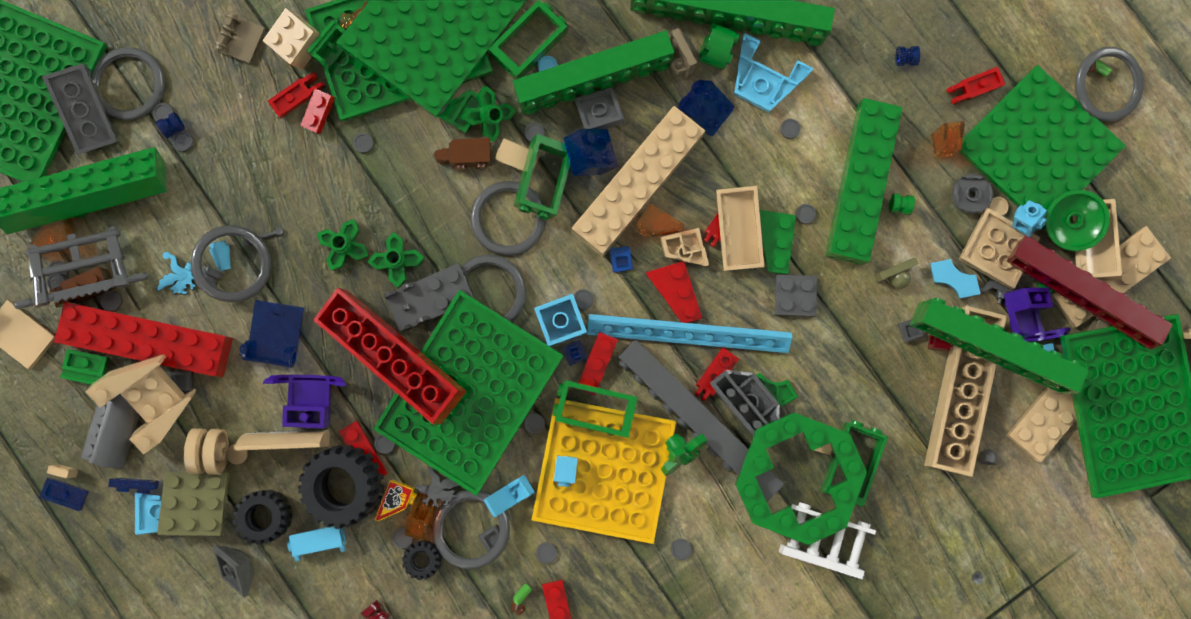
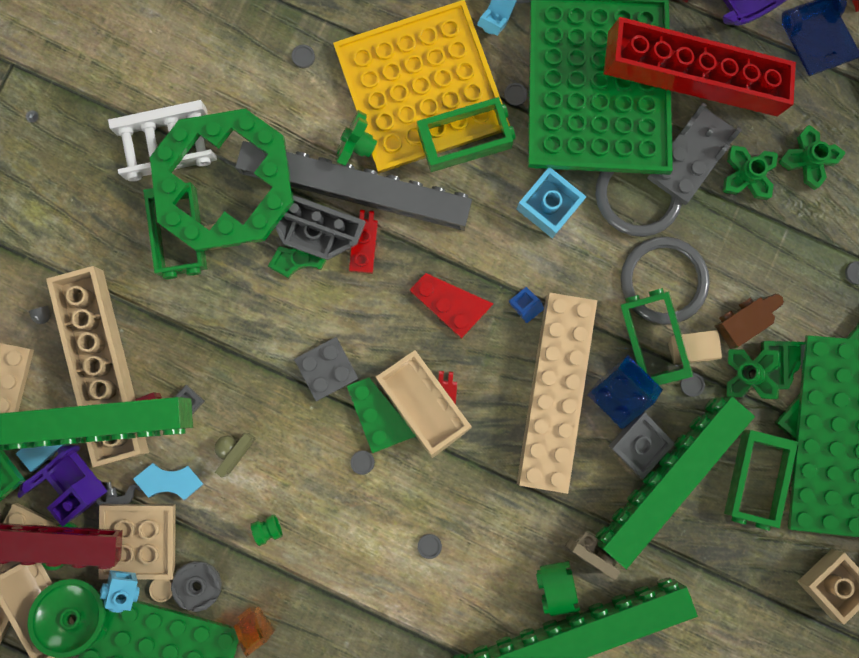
camera: 155 degrees right, 0 degrees up
(546, 62) = (725, 466): medium azure piece -> none
(565, 470) = (460, 60): medium azure brick -> none
(574, 352) = (517, 183): clear blue tile -> none
(583, 298) = (540, 242): dark grey piece -> none
(598, 361) = (489, 187): red plate -> none
(657, 222) = (513, 361): clear orange slope -> none
(685, 247) = (468, 353): tan slope -> none
(690, 333) = (413, 266): medium azure plate -> none
(706, 106) = (532, 516): clear blue bracket -> none
(761, 84) = (487, 576): medium azure wing -> none
(863, 181) = (320, 533): green brick -> none

